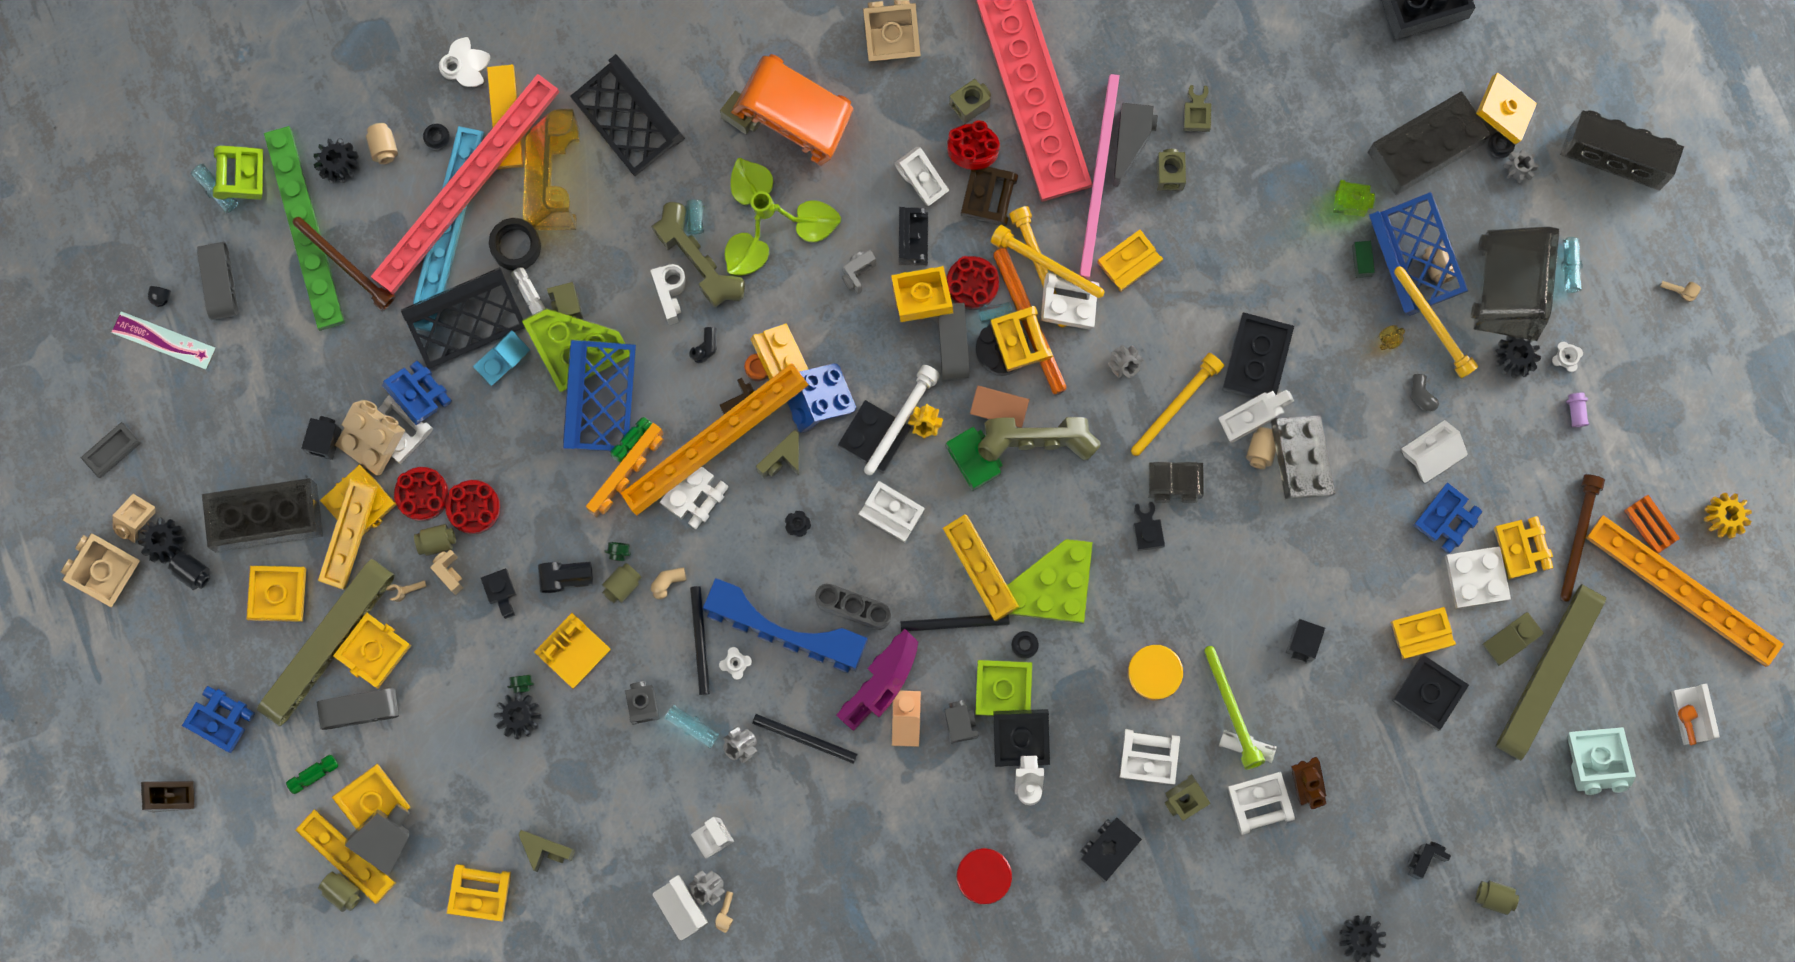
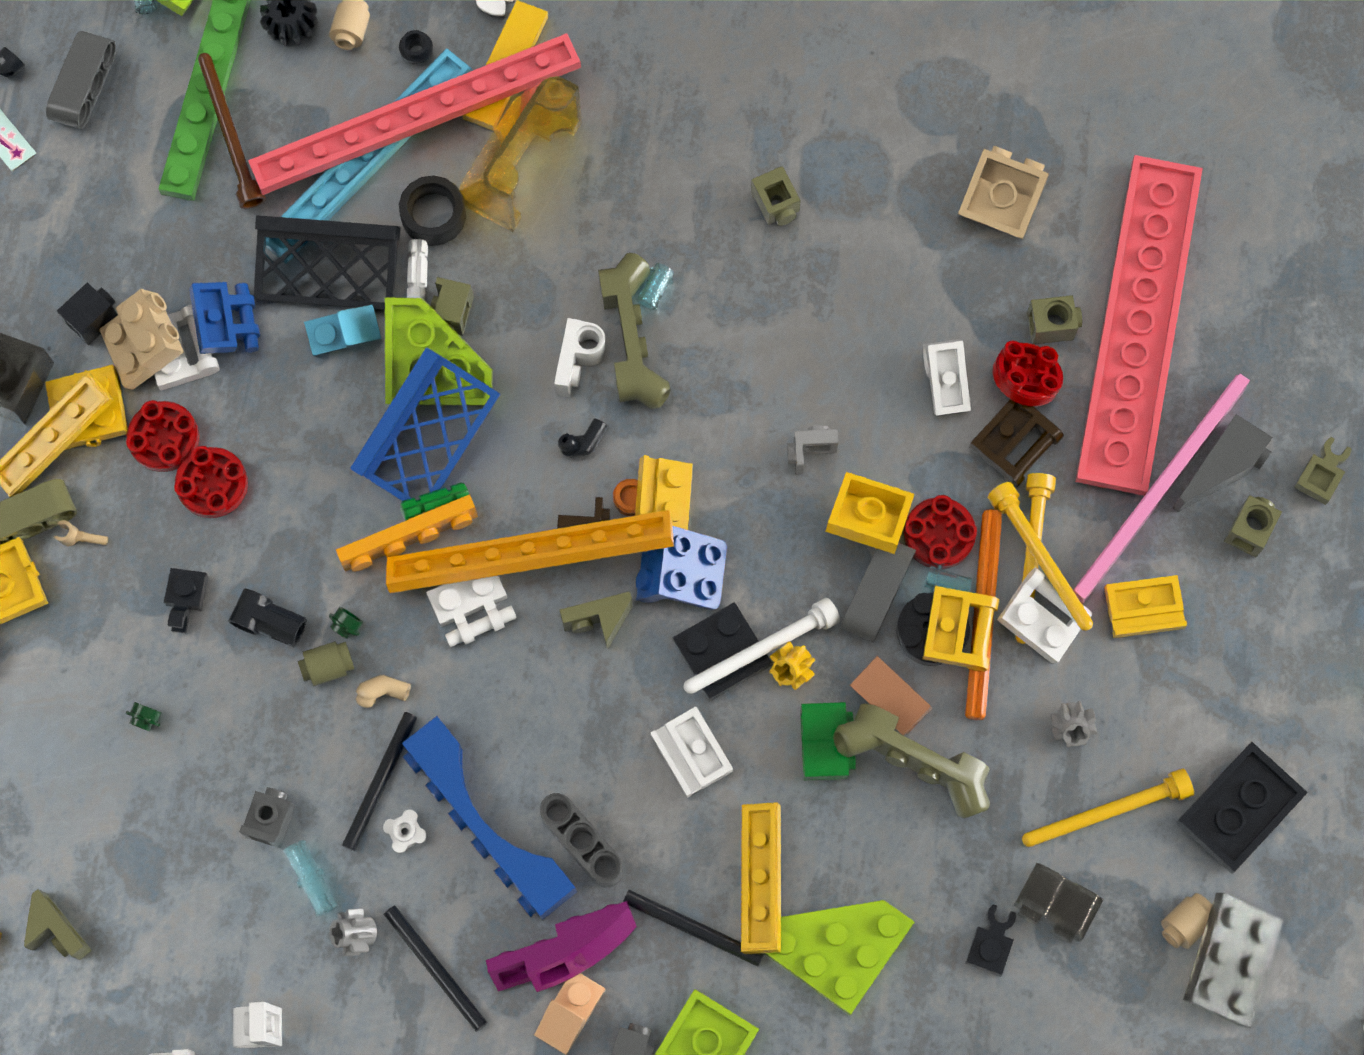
camera: 30 degrees right, 5 degrees down
(434, 540) = (144, 496): olive brick -> none
(450, 576) = (133, 544): tan bracket -> none
(518, 725) = (104, 747): black gear -> none
(572, 650) = (225, 711): yellow hinge -> none
(640, 97) = (673, 134): black fence -> none
(752, 186) = (739, 286): lime plant -> none
(794, 108) = (840, 220): orange windscreen -> none
(801, 530) = (568, 714): black plate -> none
(913, 236) = (898, 441): black hinge -> none
(1027, 636) = (766, 990): black plate -> none
(1254, 414) = (1200, 874): white hinge -> none

